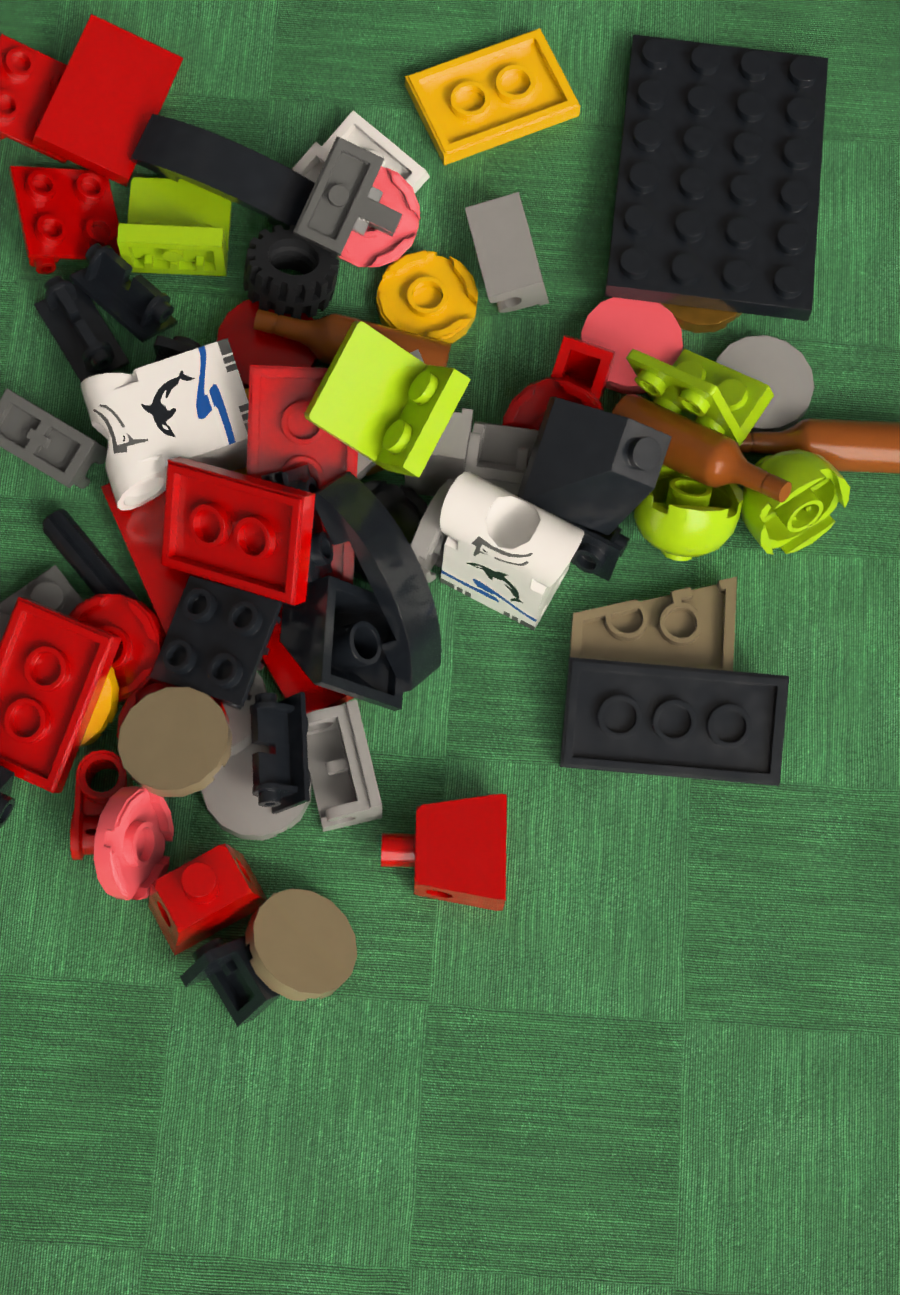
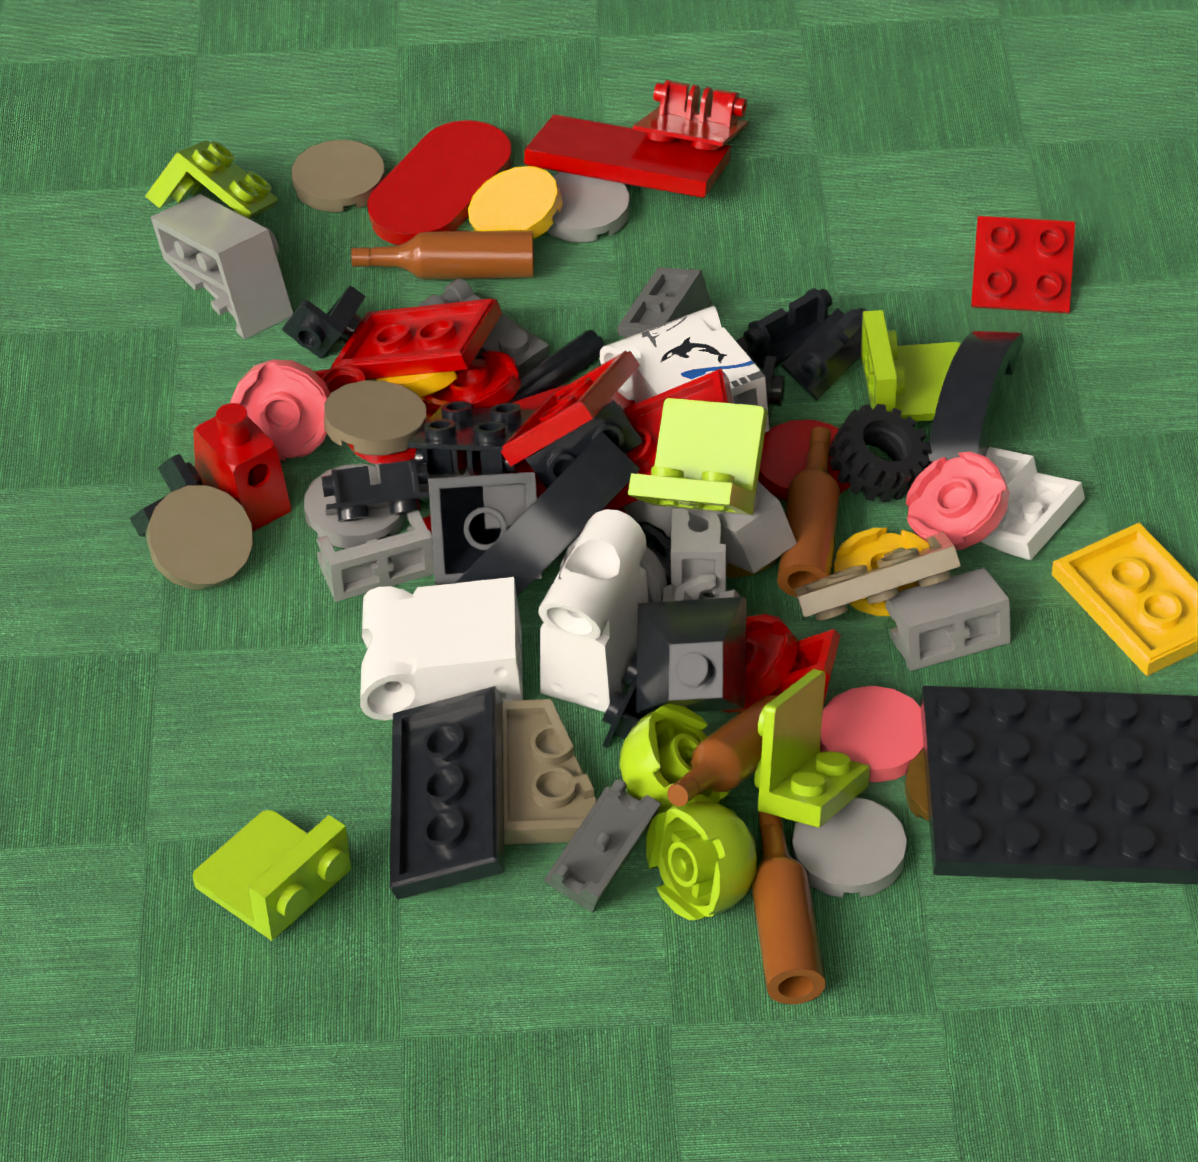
camera: 90 degrees right, 25 degrees down
(63, 213) = (912, 296): red hinge -> none
(107, 99) = (1058, 310): red tile -> none
(345, 199) = (949, 459): dark grey hinge -> none
(455, 851) = (296, 642): red torso -> none
(473, 284) = (830, 594): none -> wing
(495, 708) = (439, 644): none -> white piece
(756, 890) = (275, 870): none -> lime bracket
(773, 581) = (602, 845): none -> dark grey hinge

